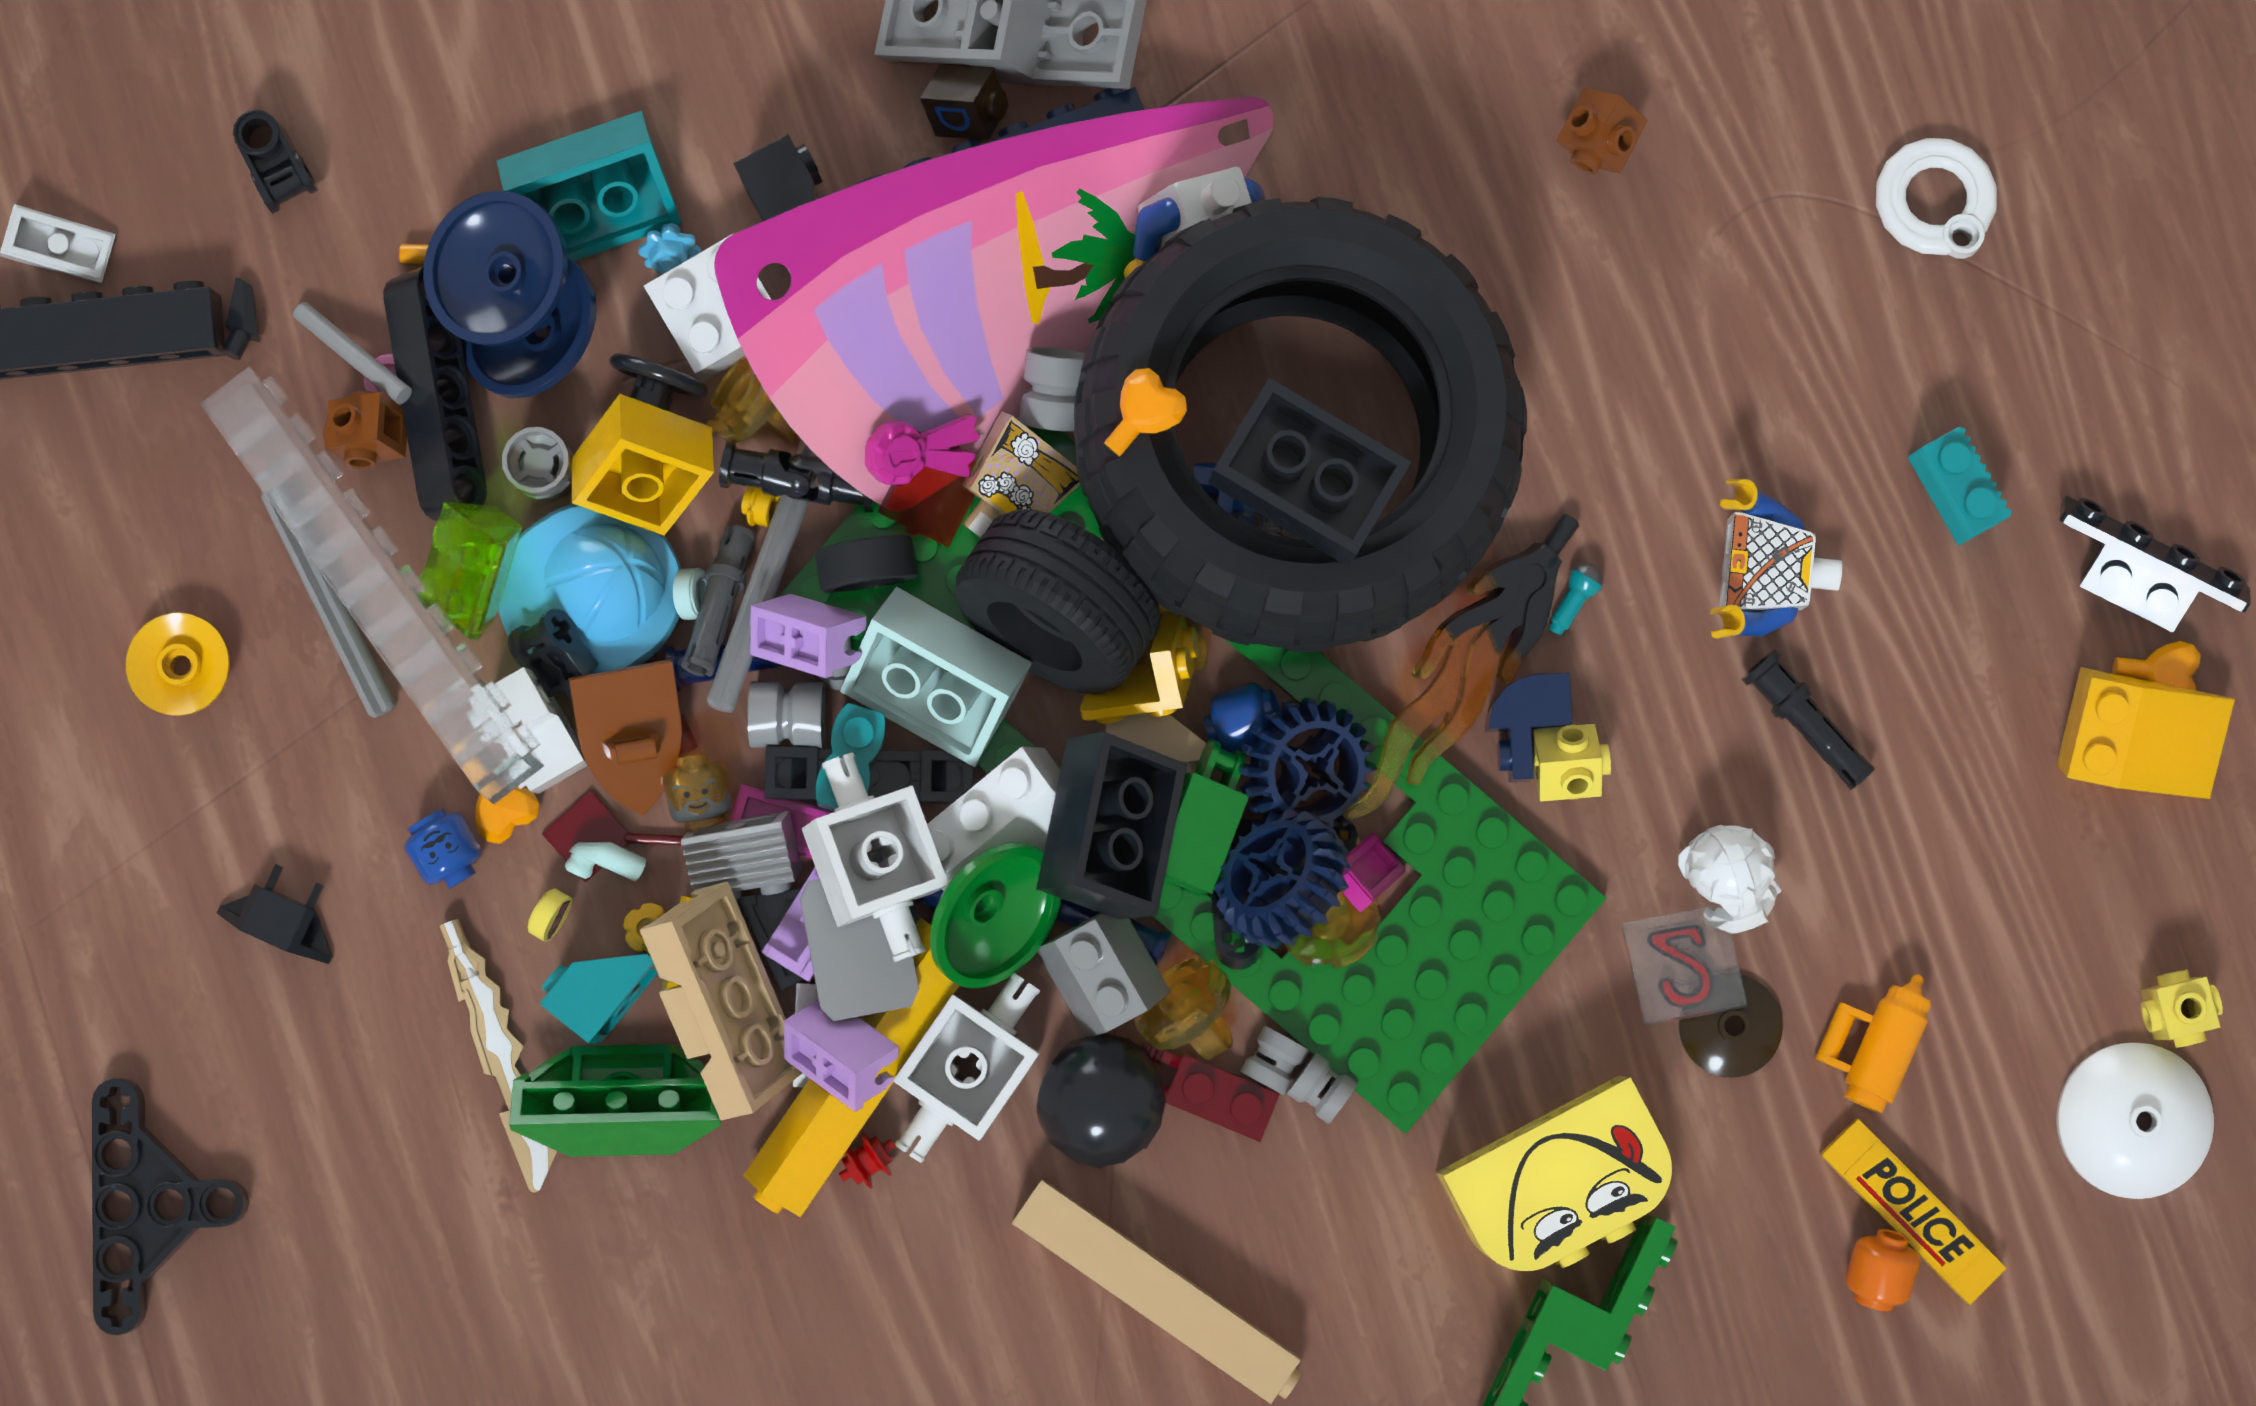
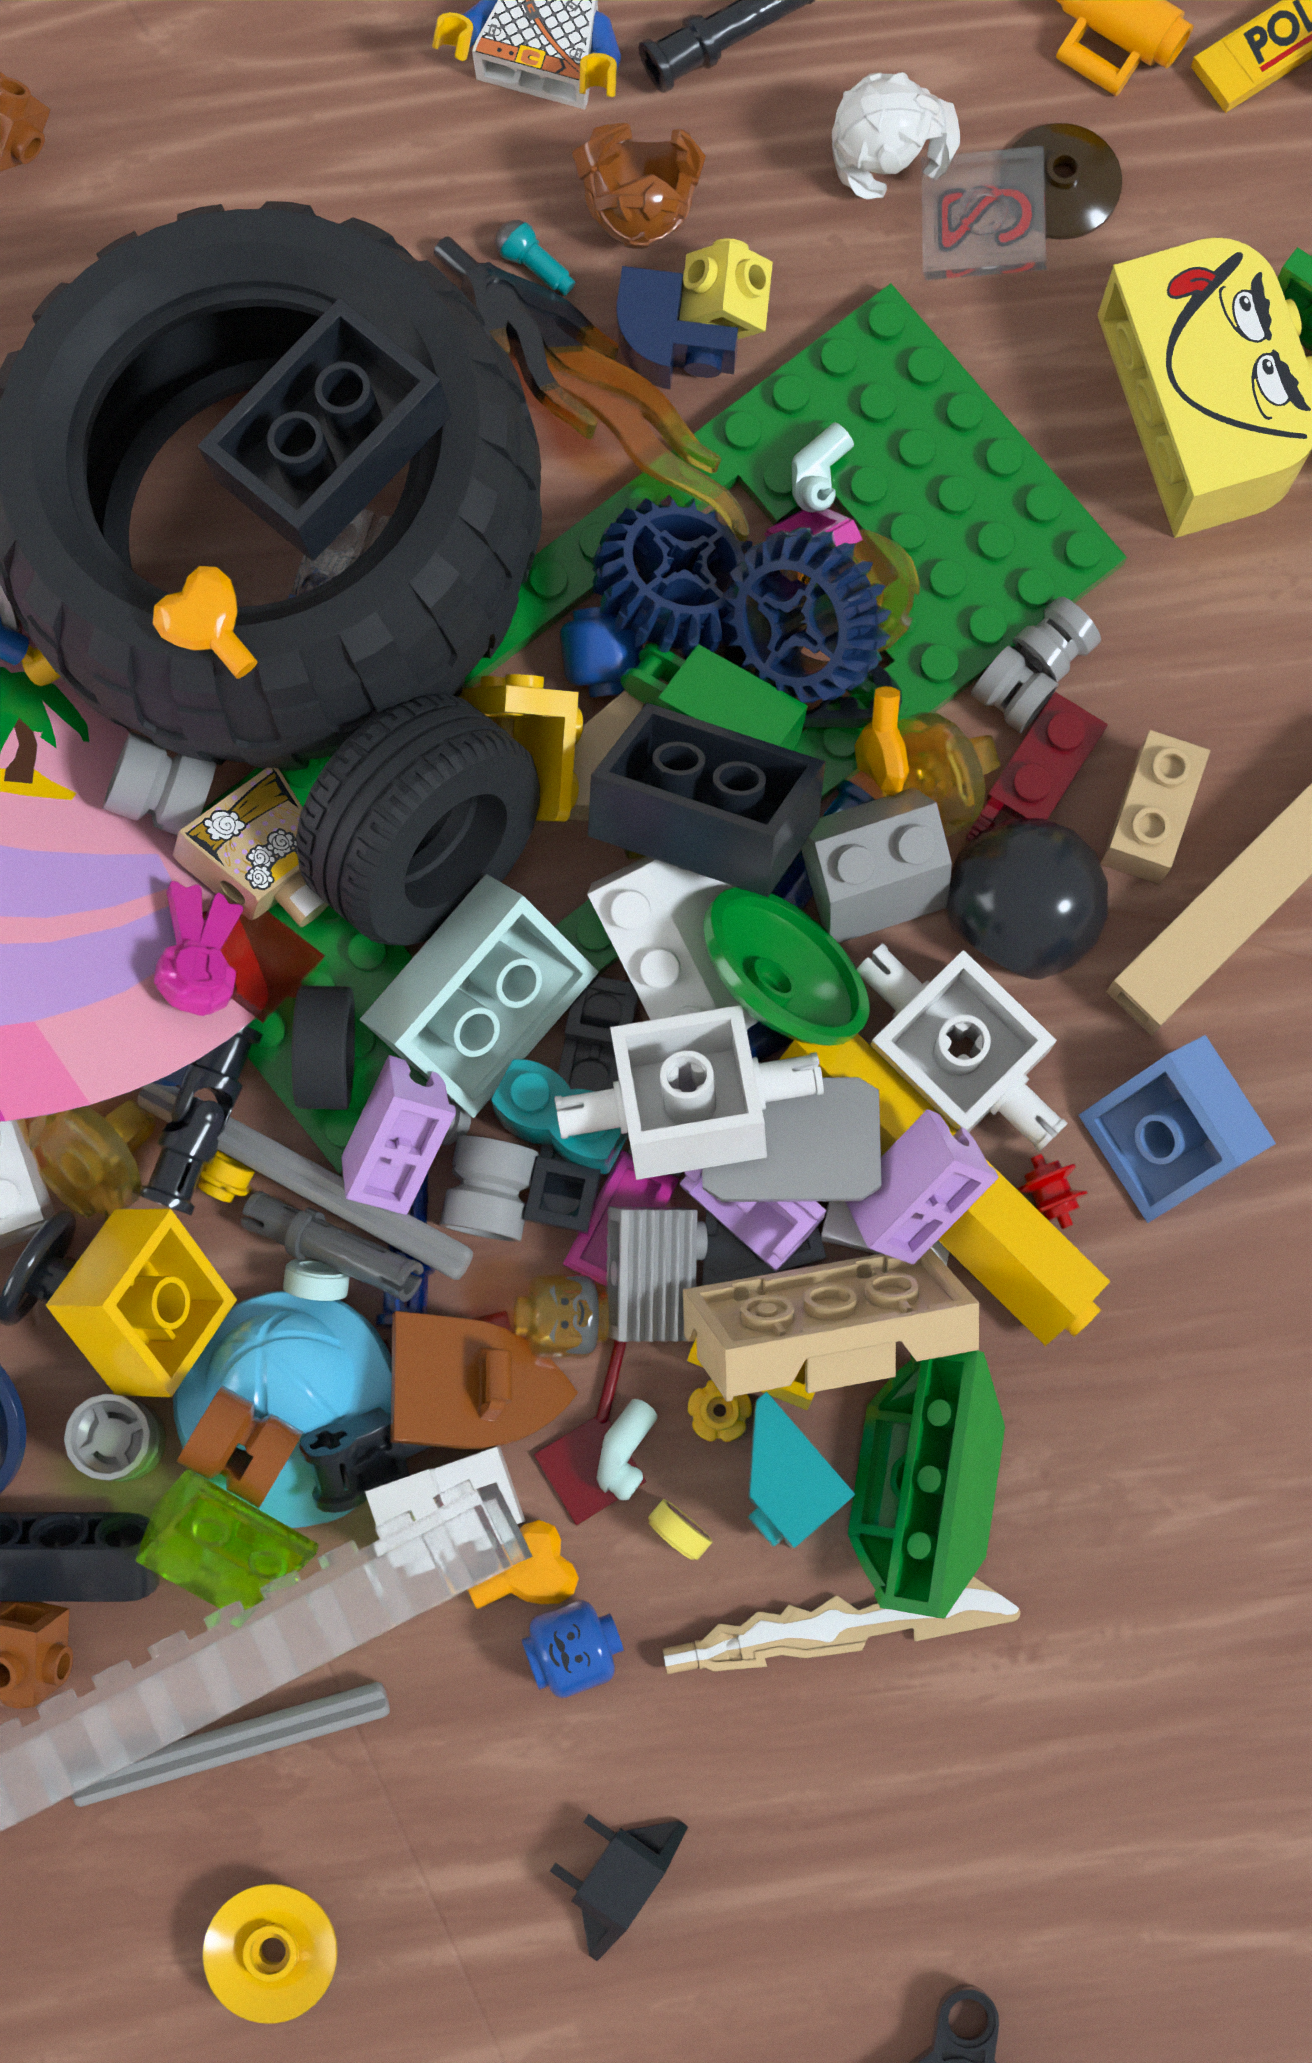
camera: 75 degrees left, 5 degrees down
(541, 564) = (231, 1422): none -> dark orange wheel
(935, 1252) = (1176, 1128): none -> medium blue slope
(1195, 1191) = (1155, 807): none -> tan brick
(1196, 959) = (880, 747): none -> light orange rock
(1422, 862) = (812, 468): none -> light aqua arm
(1647, 672) = (638, 187): none -> dark orange helmet

